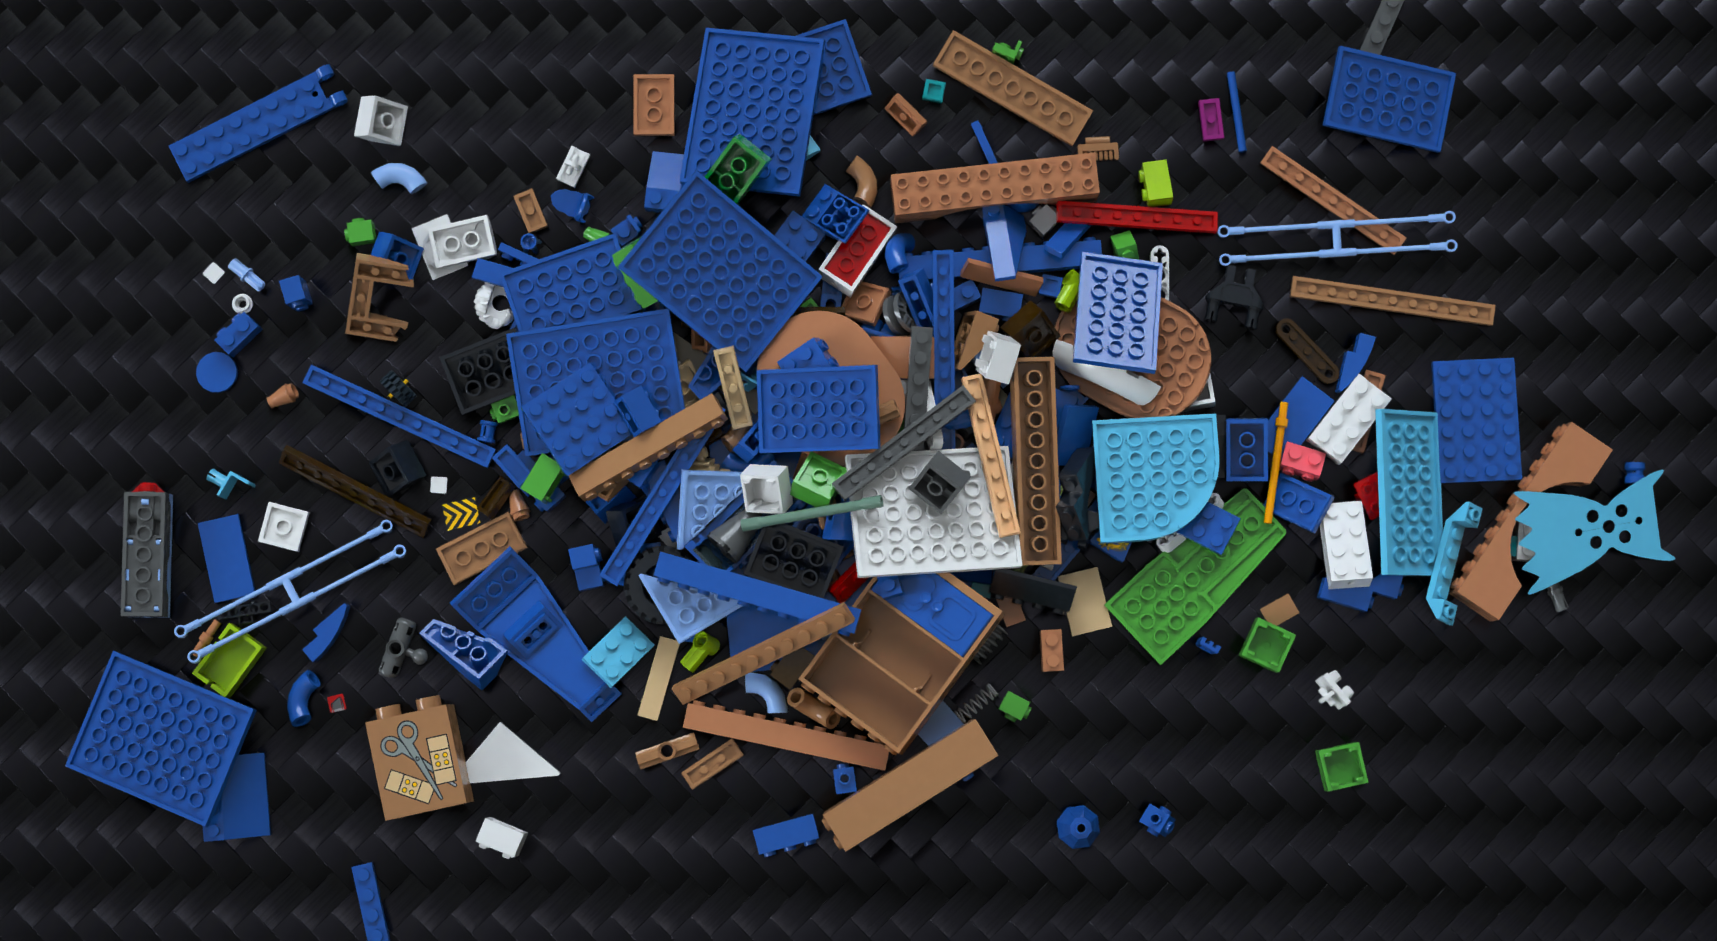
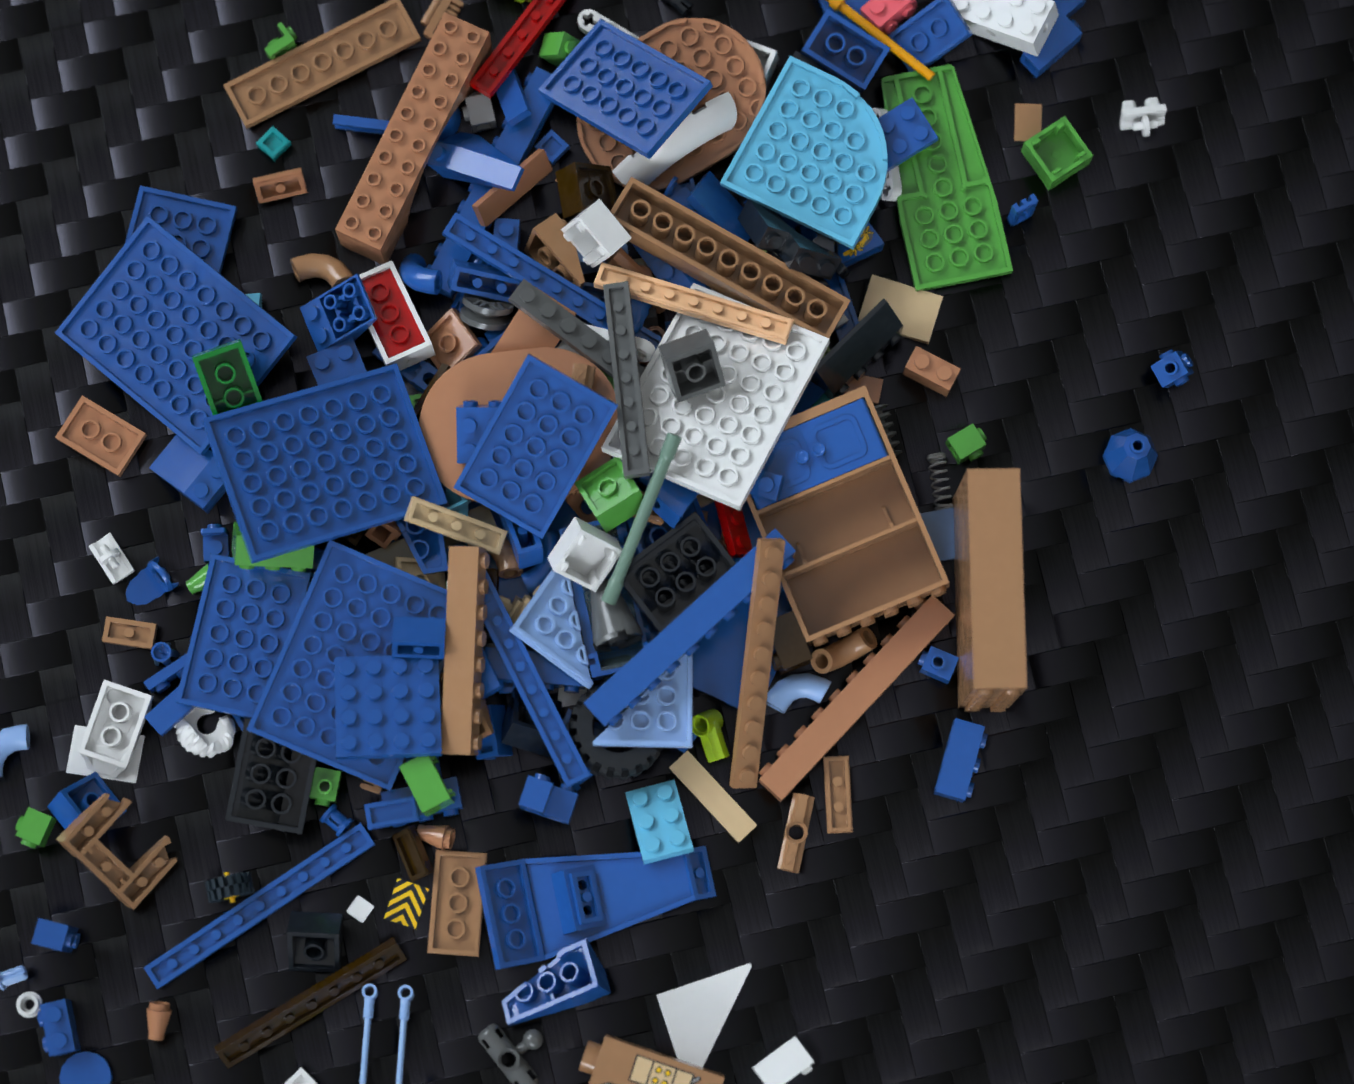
camera: 60 degrees left, 5 degrees down
(1000, 303) = (538, 206): blue brick -> none
(1069, 292) = (570, 129): lime piece -> none
(1341, 766) = (1225, 154): bright green container -> none

